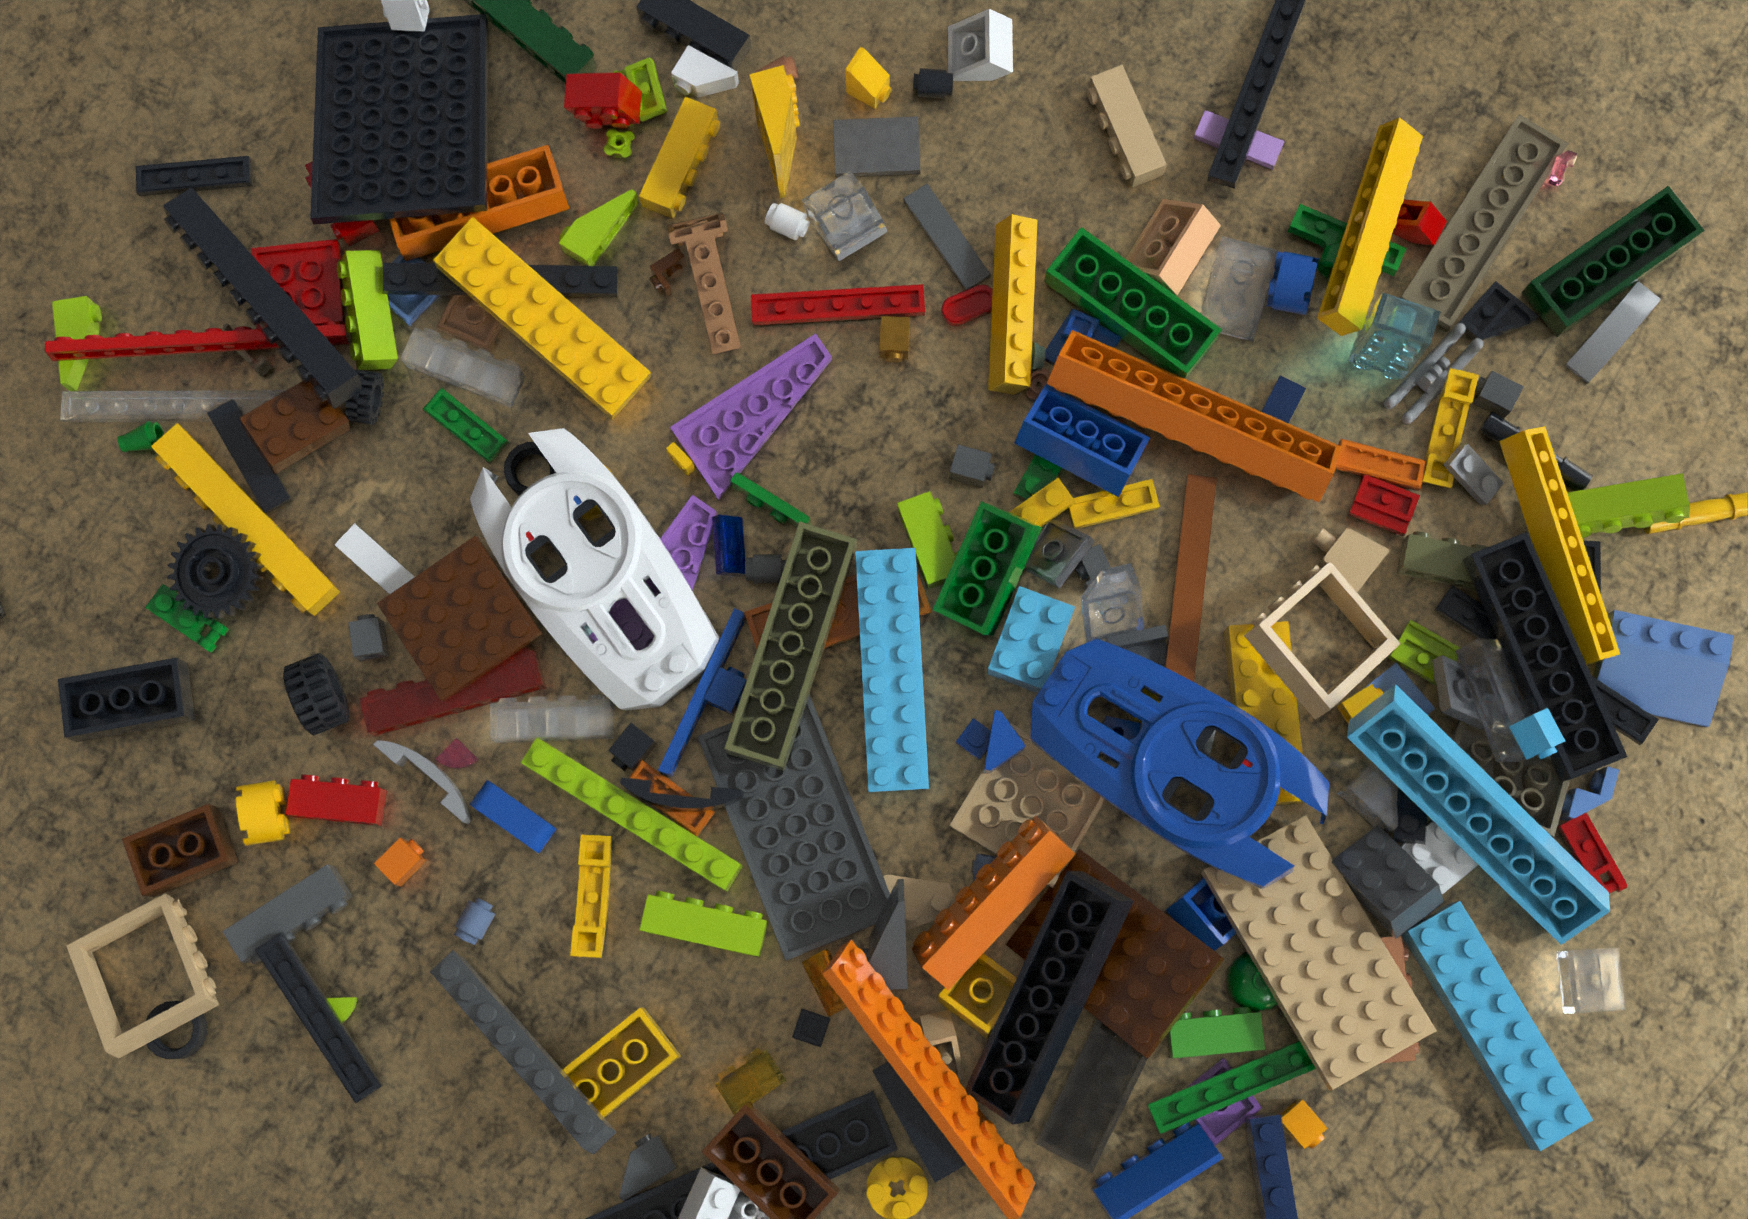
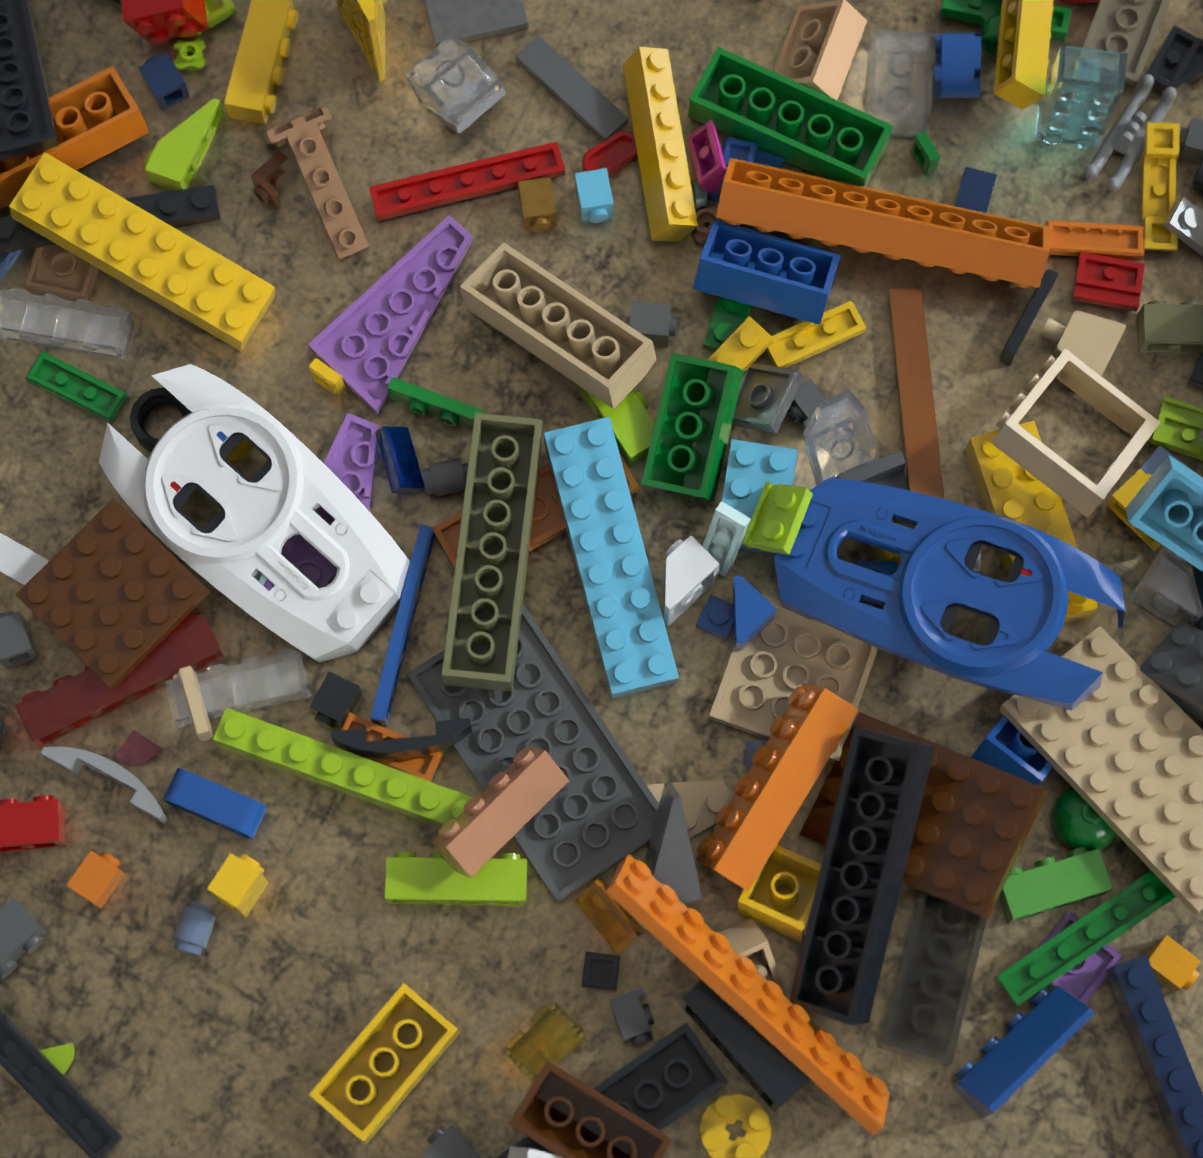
camera: 15 degrees left, 5 degrees down
(511, 729) = (195, 703): none -> tan tile
(518, 892) = (239, 883): none -> yellow brick
(523, 1053) = (281, 1059): dark grey brick -> none
(591, 164) = (163, 81): none -> dark blue brick
(592, 896) = (322, 873): yellow slope -> none
(726, 690) = (429, 617): blue brick -> none
(751, 876) = (500, 810): none -> nougat brick
(787, 221) = (393, 102): white brick -> none
(829, 1074) = (632, 1017): none -> dark grey brick
(889, 454) = (559, 325): none -> tan brick
(946, 340) = (594, 195): none -> medium azure brick
(954, 700) = (688, 576): none -> white slope
(992, 675) = (725, 536): none -> light aqua tile
(1042, 667) = (777, 518): none -> lime plate
(1051, 325) = (707, 157): none -> dark pink slope
(1246, 356) = (925, 152): none -> green tile
(1305, 523) = (1028, 317): none -> black tile

